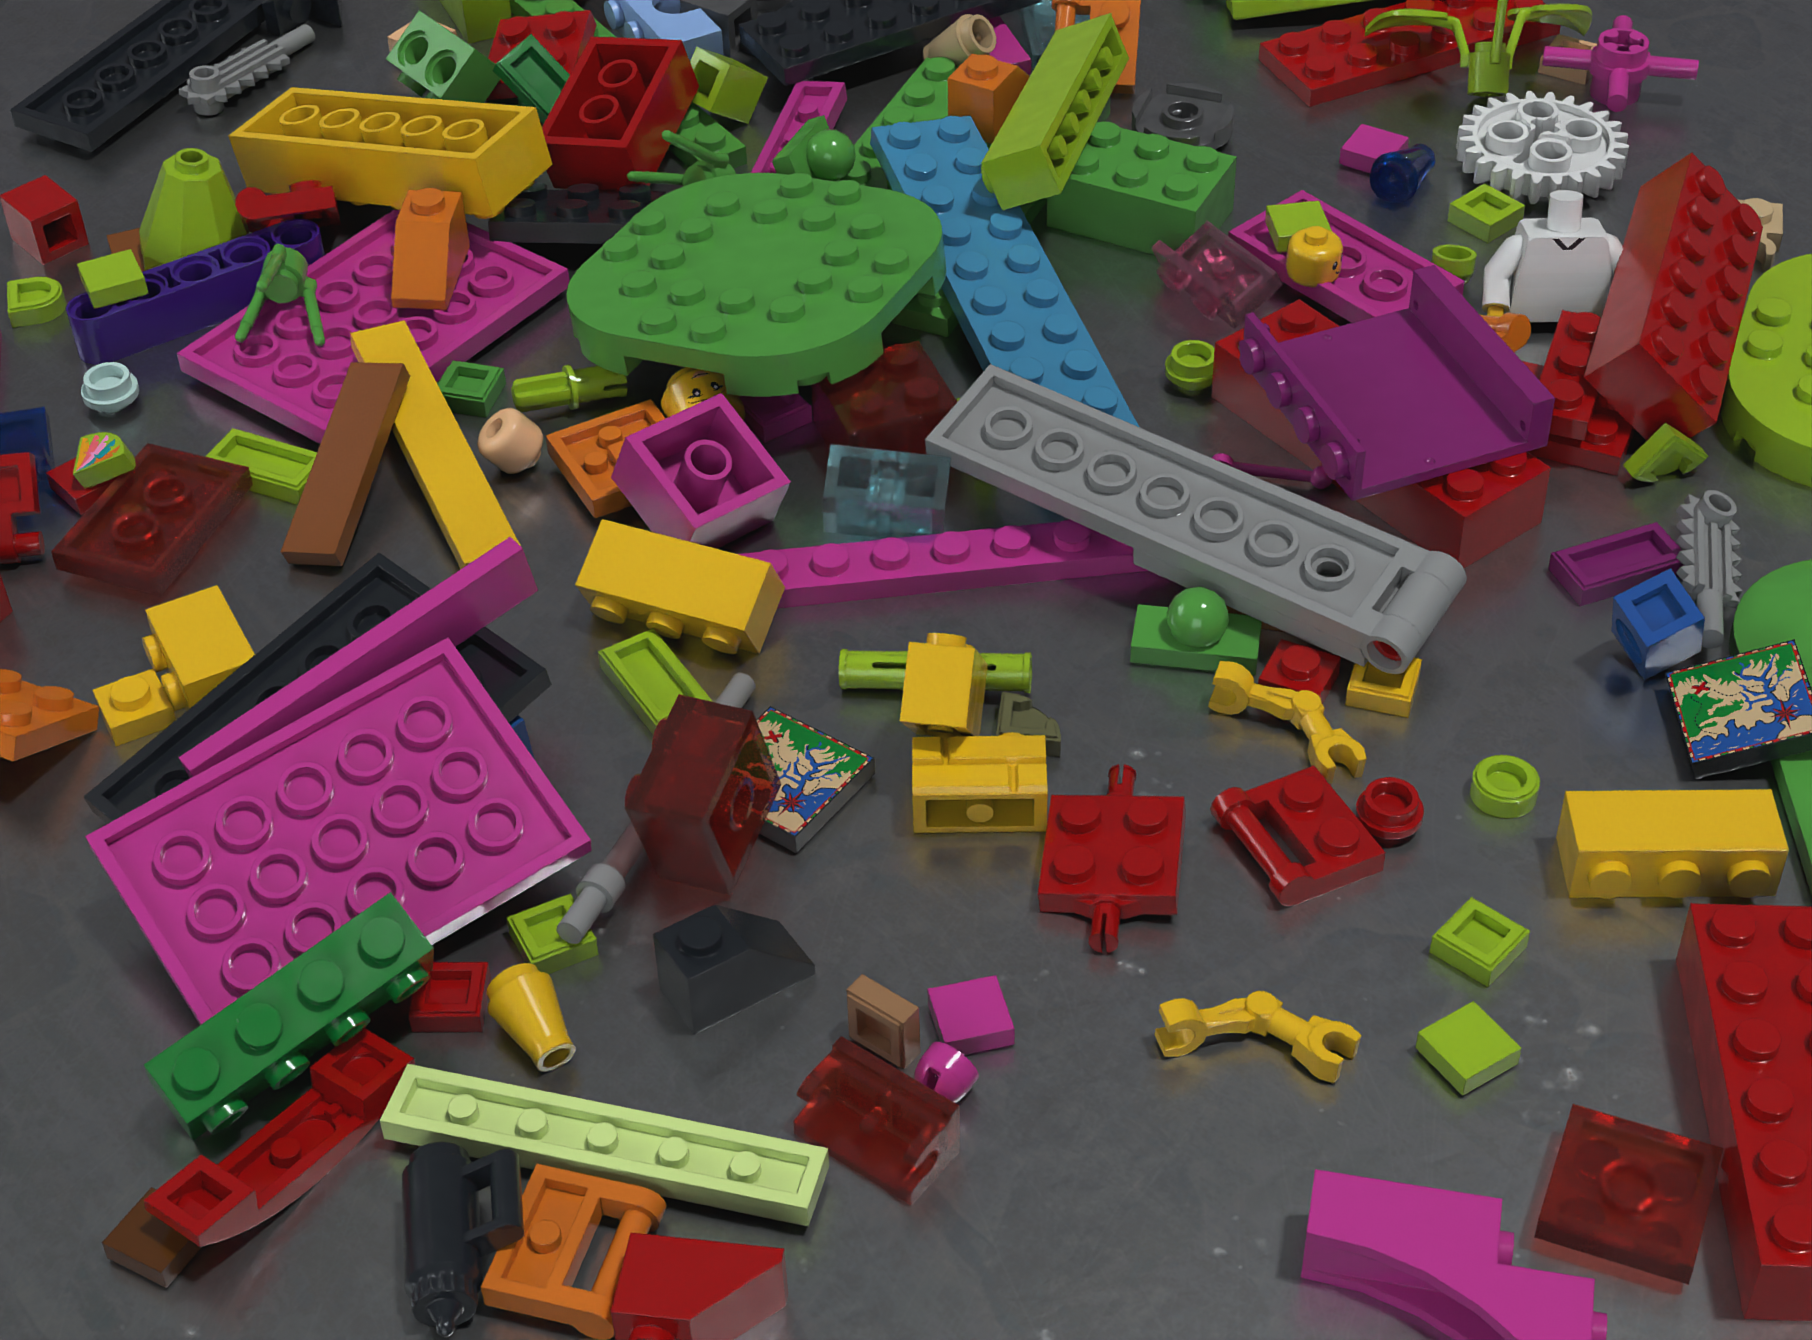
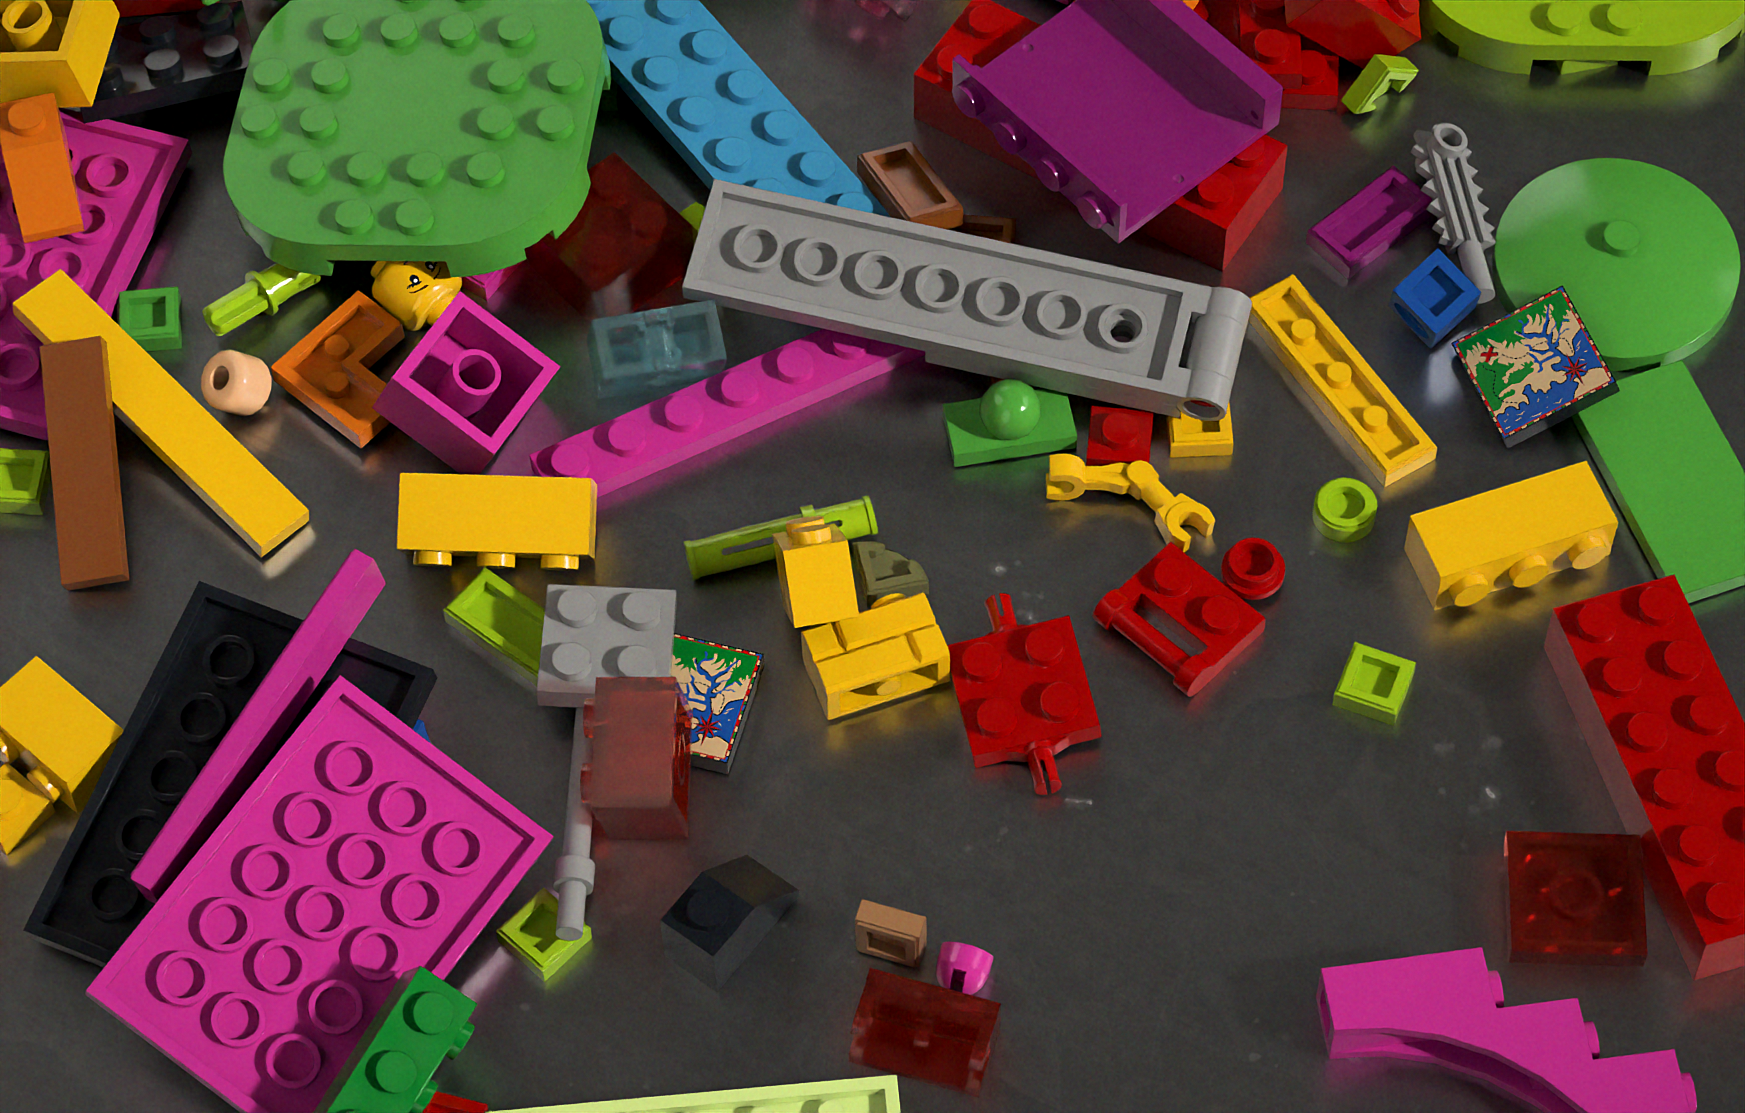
camera: 20 degrees left, 15 degrees up
(452, 998) = (494, 1029): red tile -> none
(530, 1013) = (569, 1024): yellow cone -> none
(713, 676) = (602, 635): none -> light grey plate
(971, 1015) = (960, 899): dark pink tile -> none
(1179, 424) = (909, 186): none -> dark orange tile
(1190, 365) = (886, 89): lime plate -> none
(1262, 1015) = (1214, 818): yellow piece -> none
(1317, 476) = (1055, 198): dark pink hinge -> none
(1468, 1048) = (1398, 796): lime tile -> none
(1540, 682) = (1340, 381): none -> yellow tile

